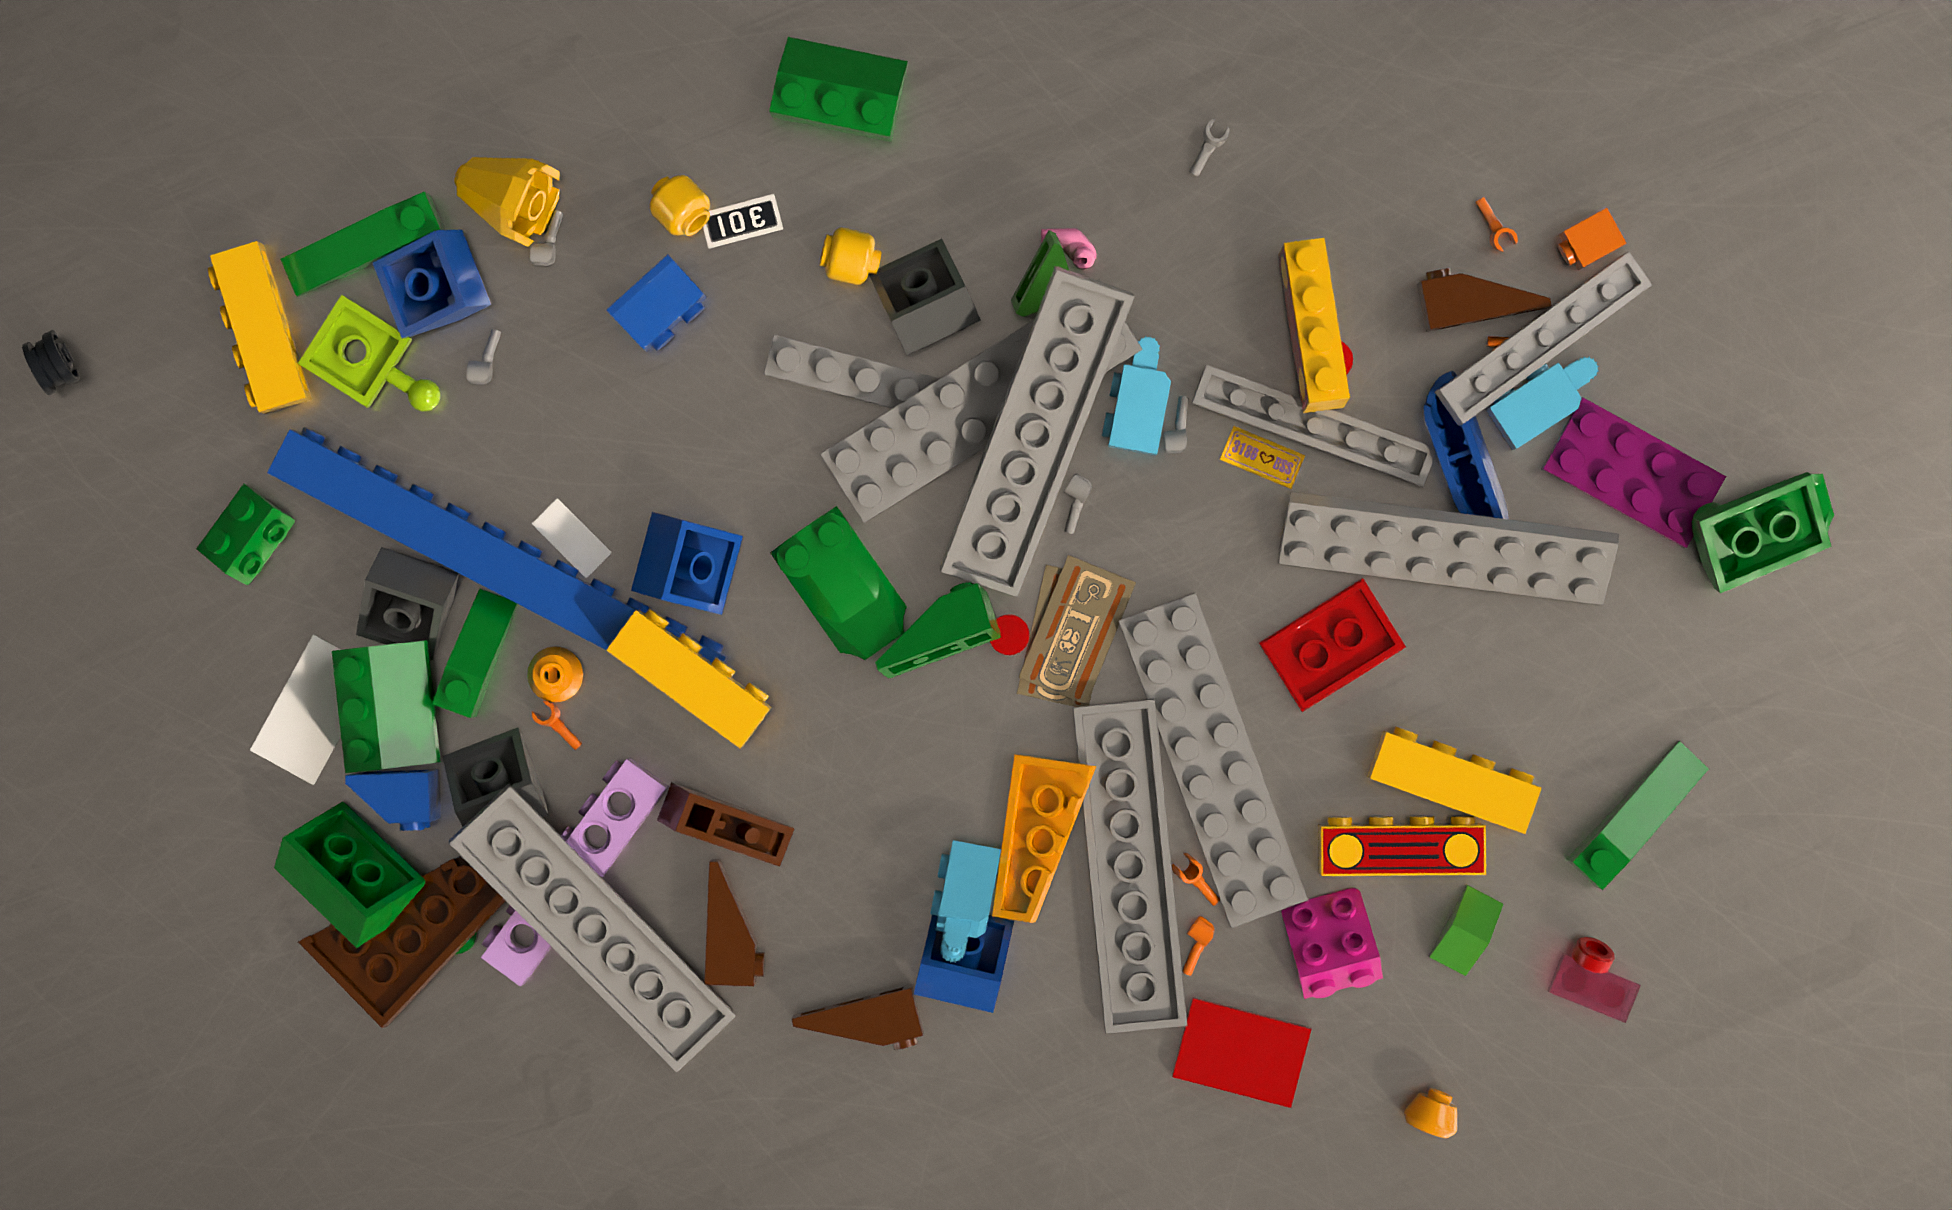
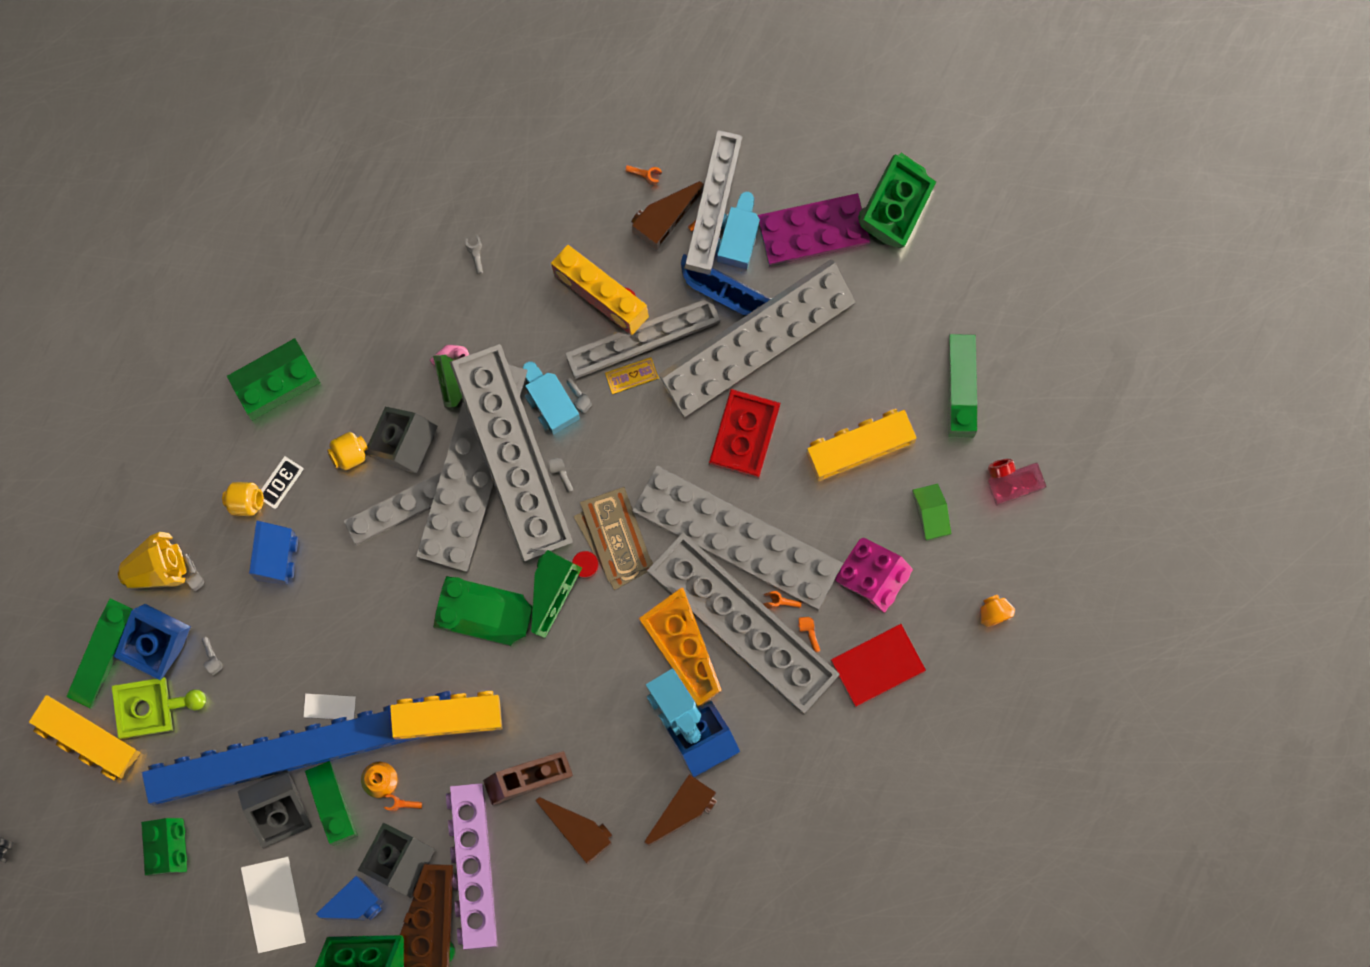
camera: 40 degrees left, 10 degrees down
(386, 706) = (307, 866): slope -> none
(592, 927) = (505, 883): light grey plate -> none
(686, 563) = (396, 667): blue slope -> none
(1401, 848) = (865, 498): brick -> none
(1590, 239) = (695, 140): orange brick -> none

